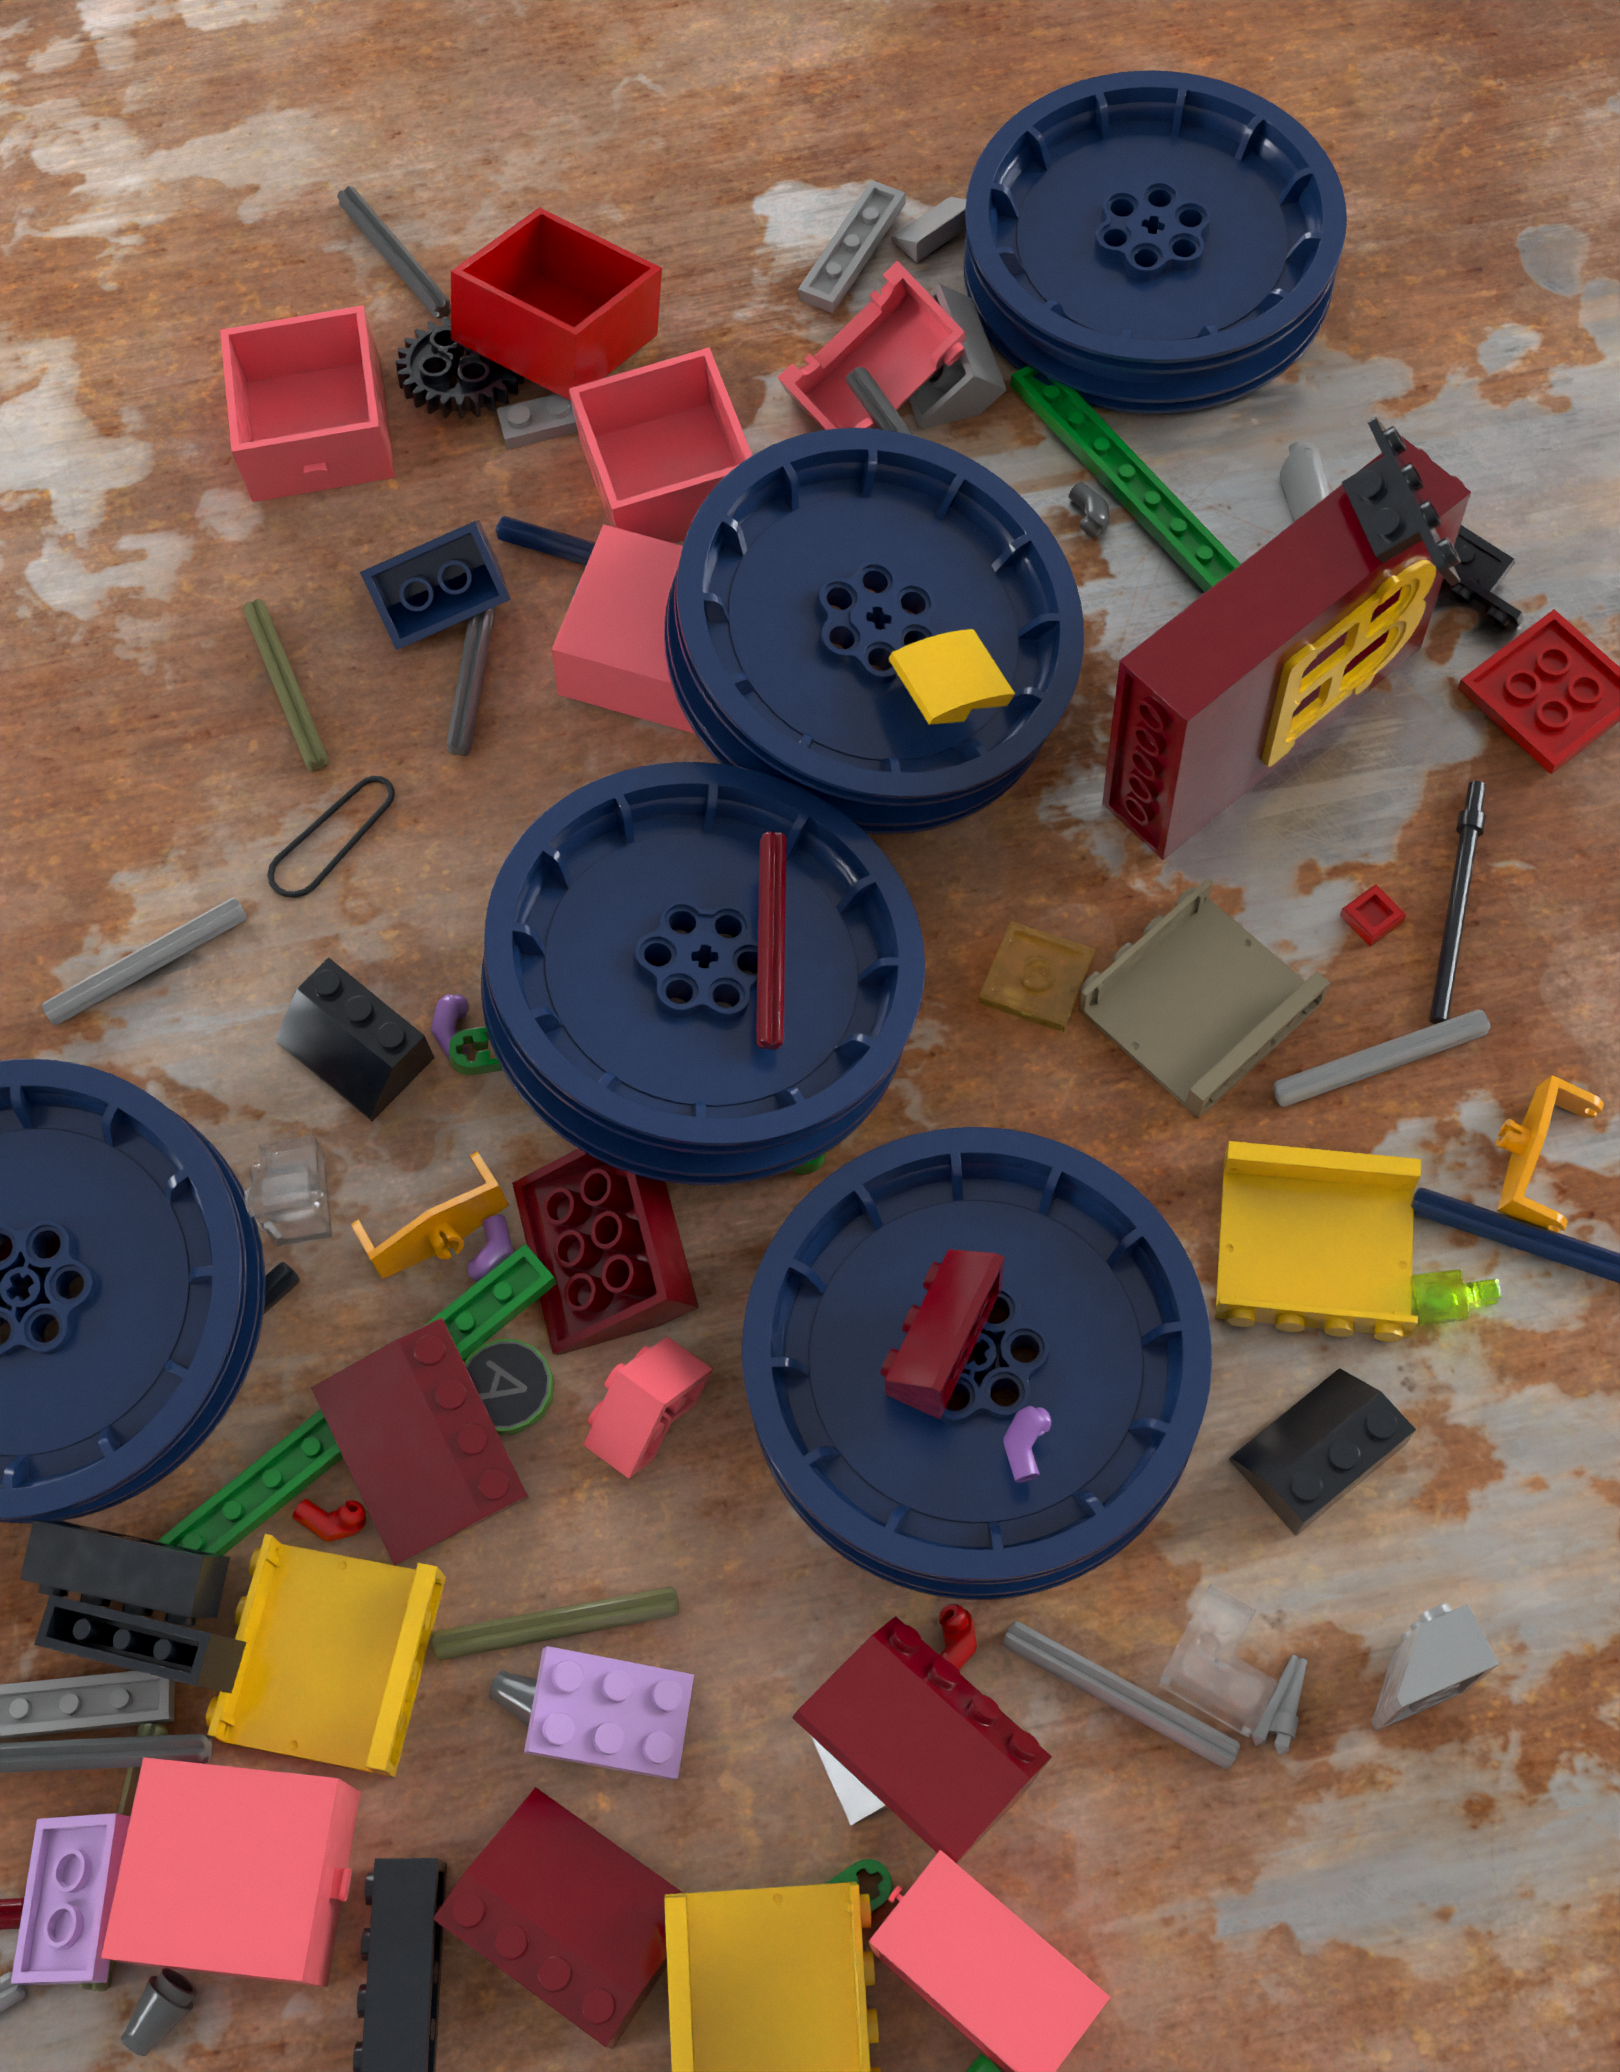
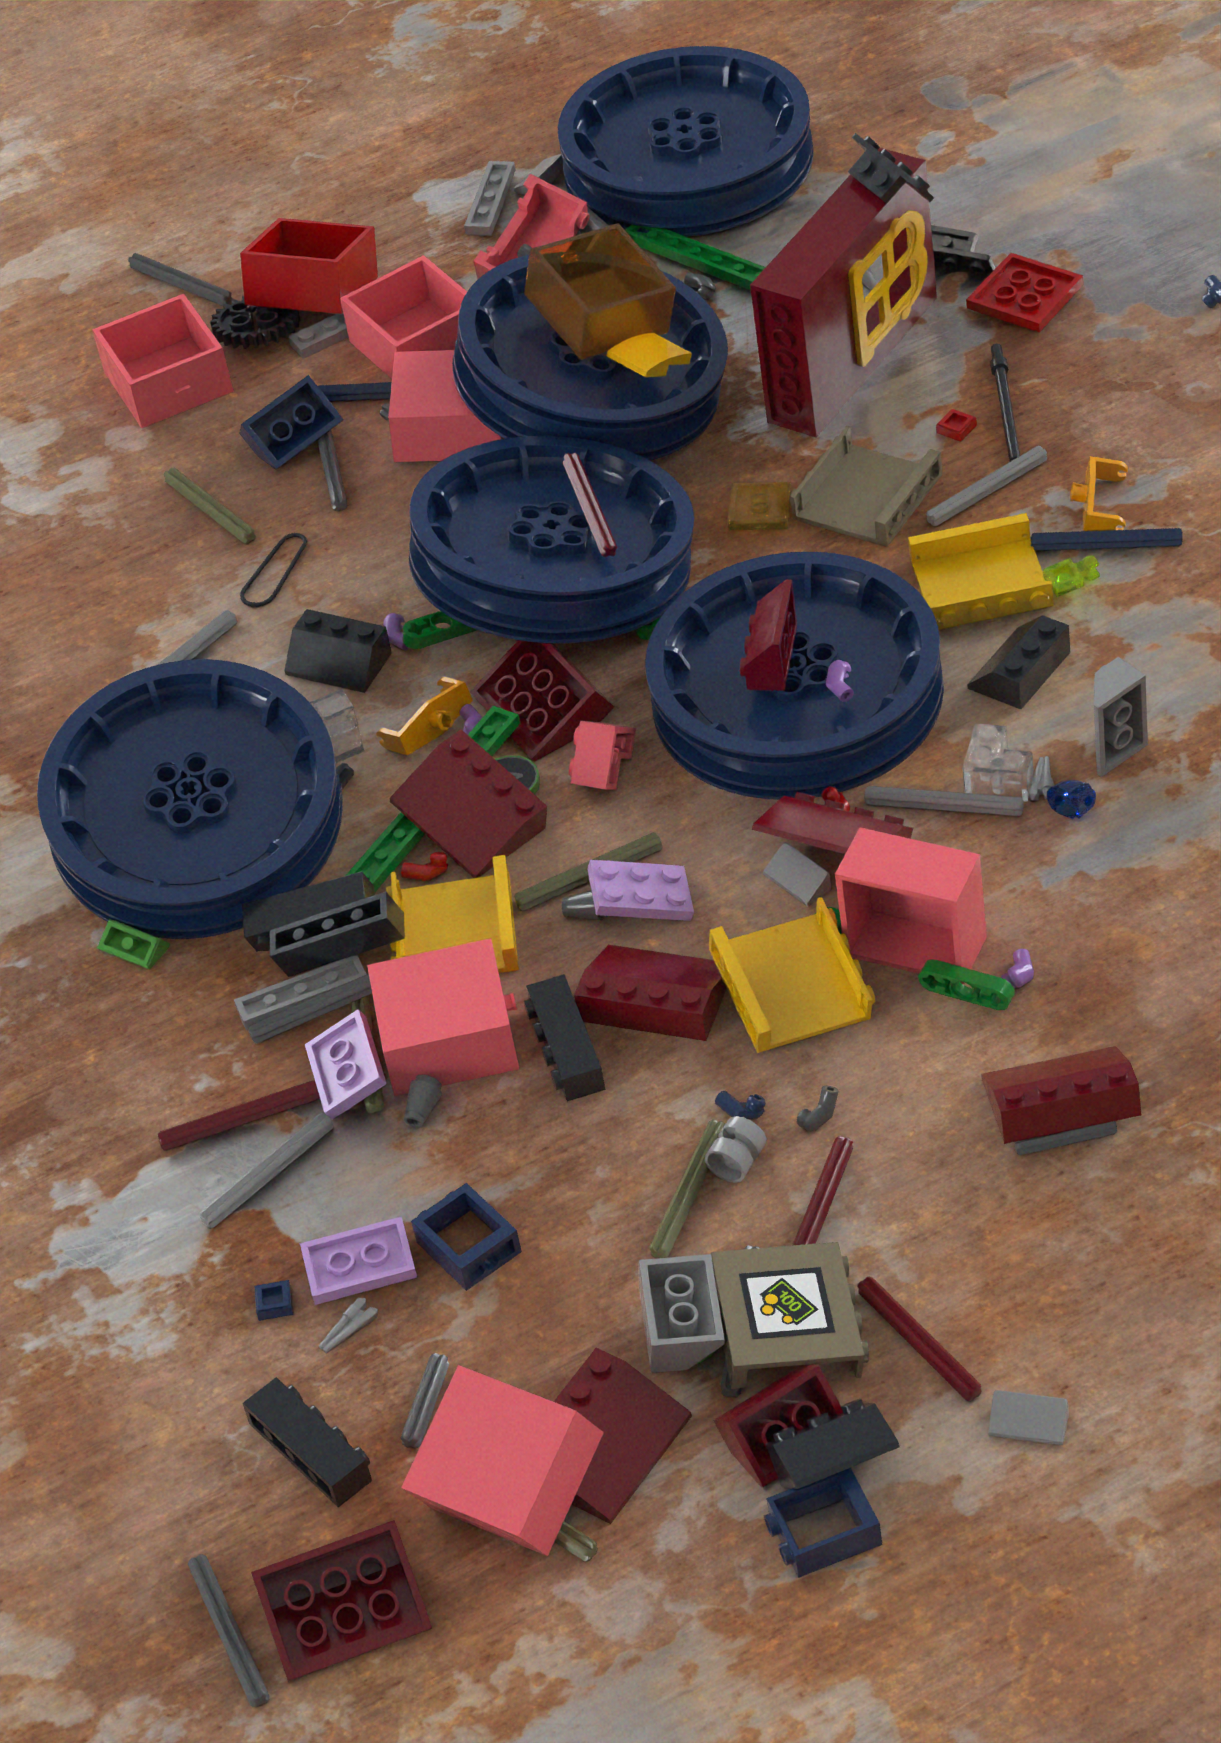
camera: 15 degrees left, 20 degrees down
(911, 543) = (599, 290): none -> clear orange container
(1315, 1775) = (1071, 798): none -> clear blue piece

